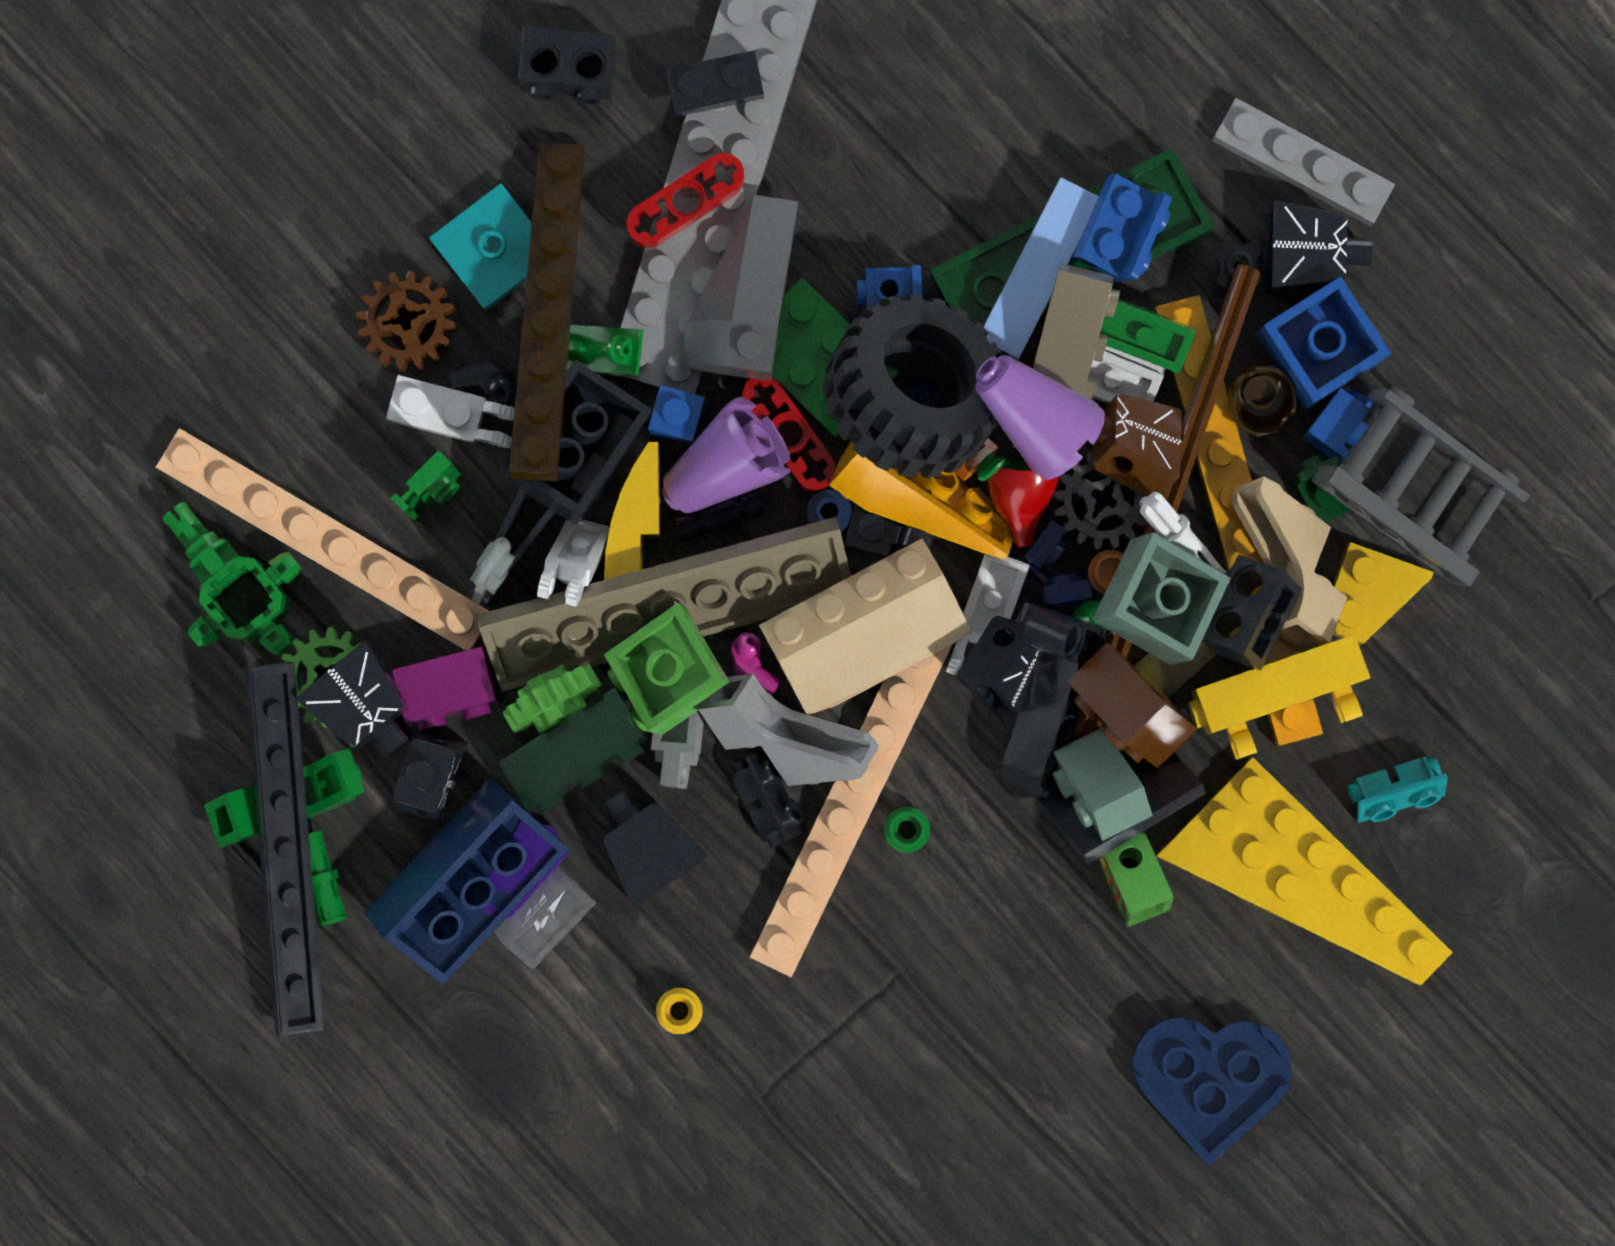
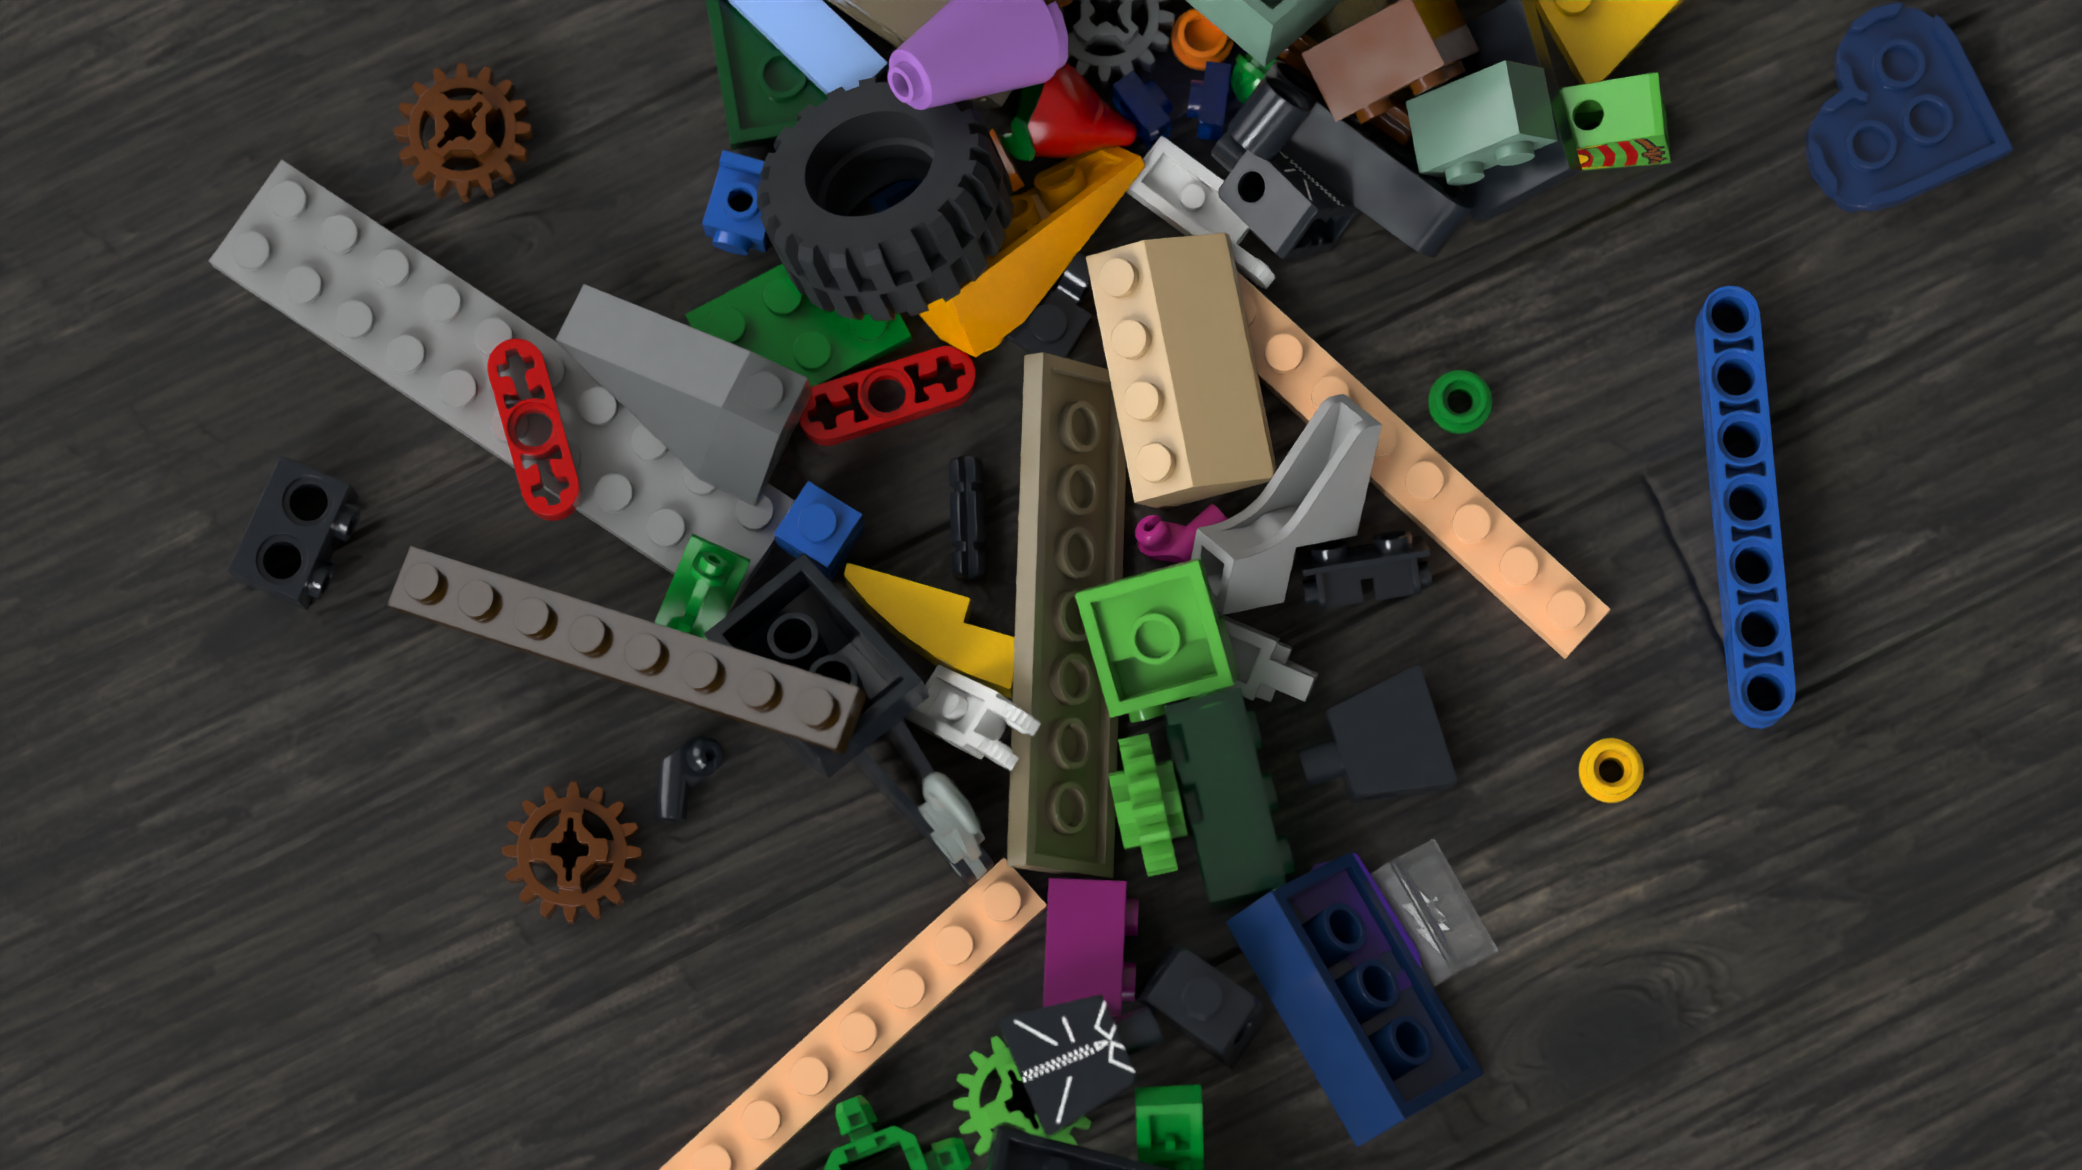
camera: 70 degrees left, 5 degrees down
(429, 484) = (811, 878): green plate -> none
(446, 412) = (712, 837): white hinge -> none
(488, 246) = (506, 714): teal plate -> none
(715, 83) = (389, 344): black plate -> none
(727, 460) = (902, 481): medium lavender cone -> none
(833, 497) = (995, 390): dark blue plate -> none
(865, 78) = (448, 152): none -> reddish brown gear
(915, 1050) = (1754, 477): none -> blue beam

